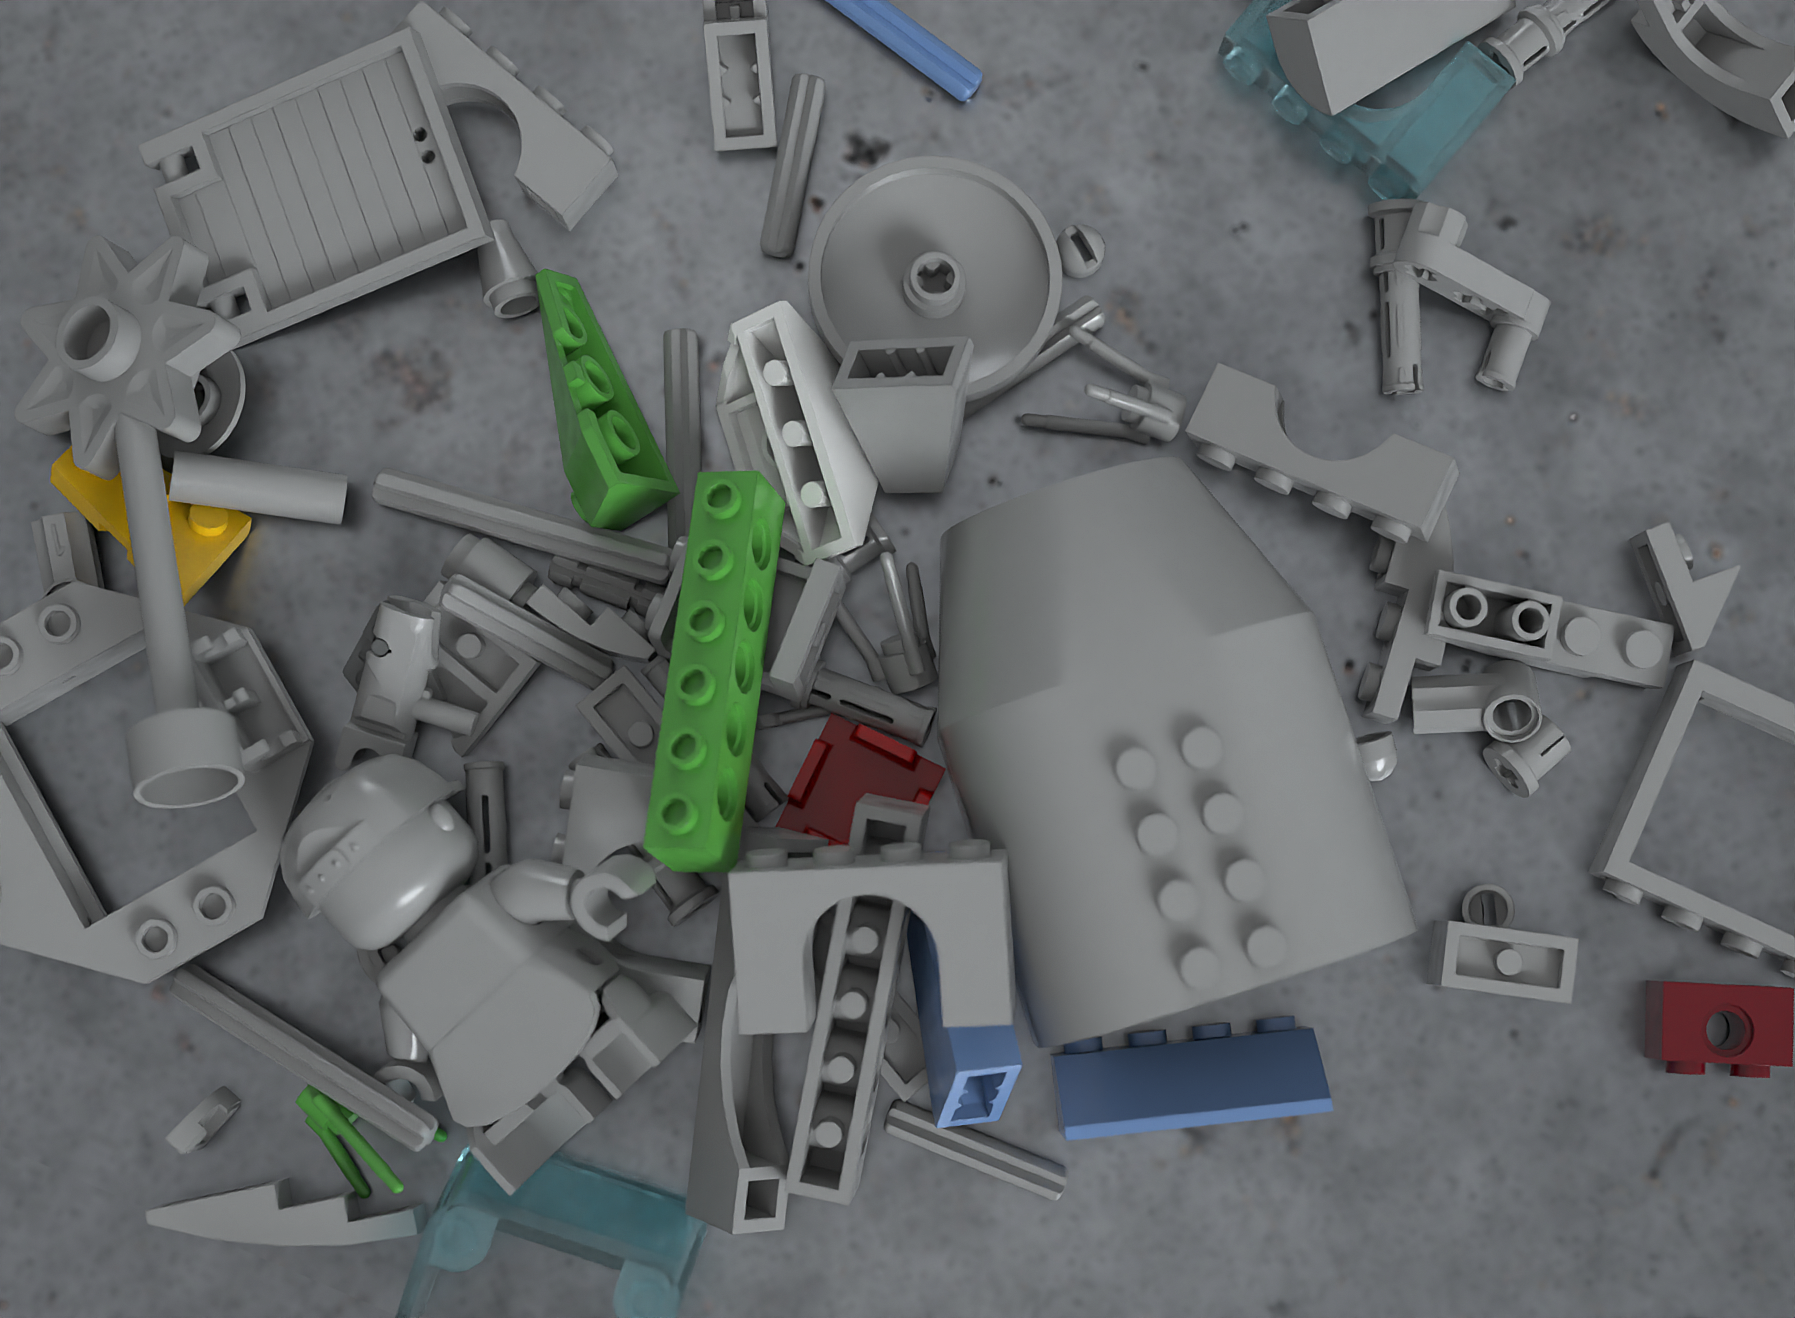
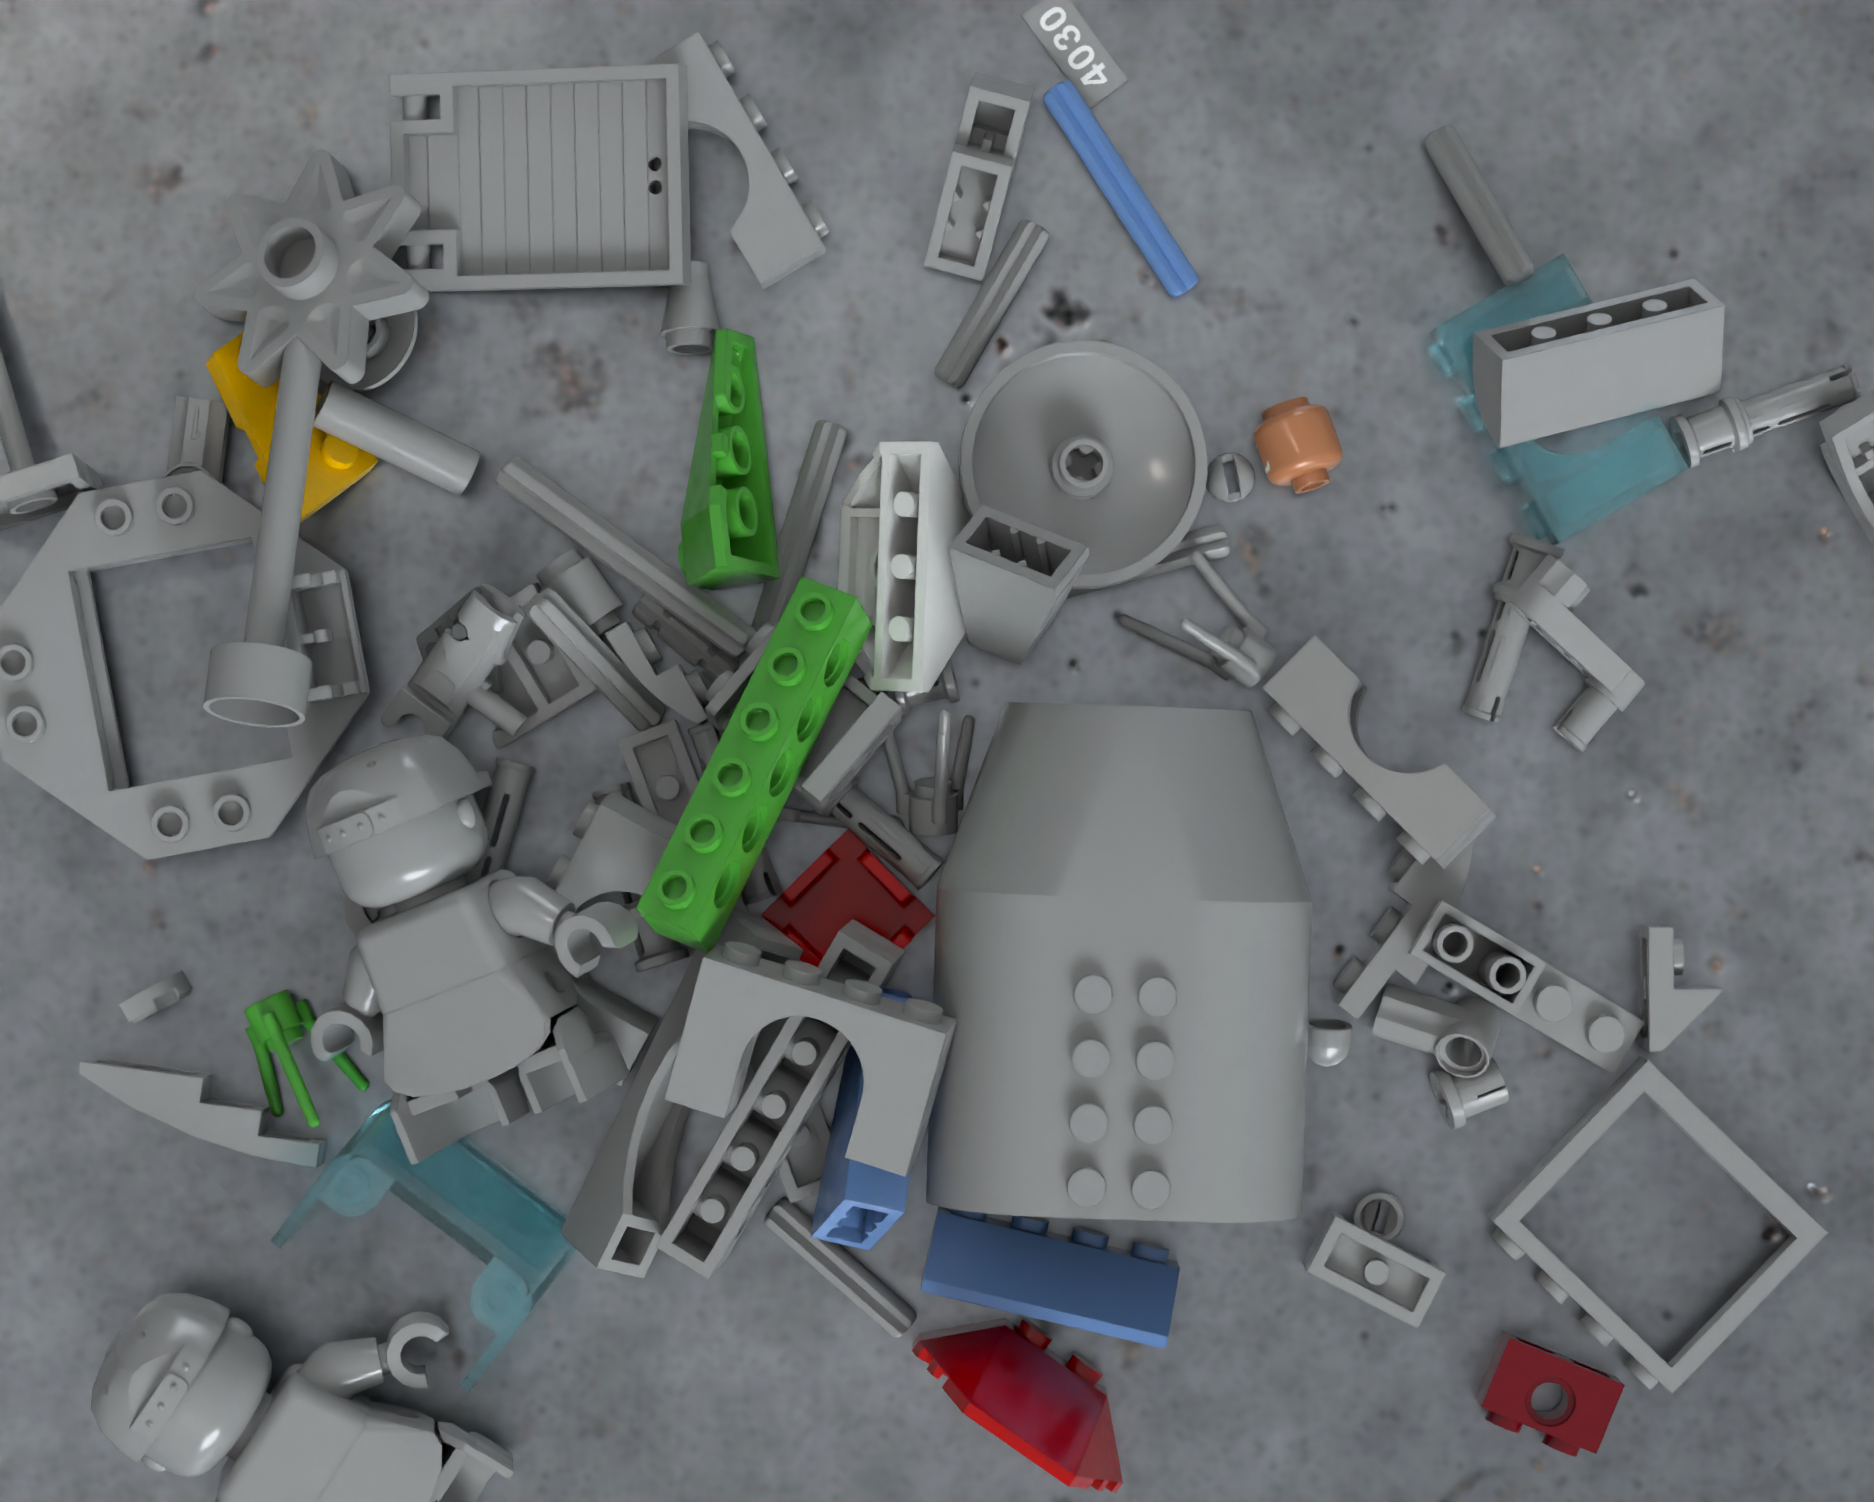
camera: 20 degrees right, 5 degrees up
(304, 1057) = (266, 974): light grey axle -> none
(1133, 192) = (1297, 444): none -> nougat head
(1211, 1210) = (1028, 1397): none -> red wedge

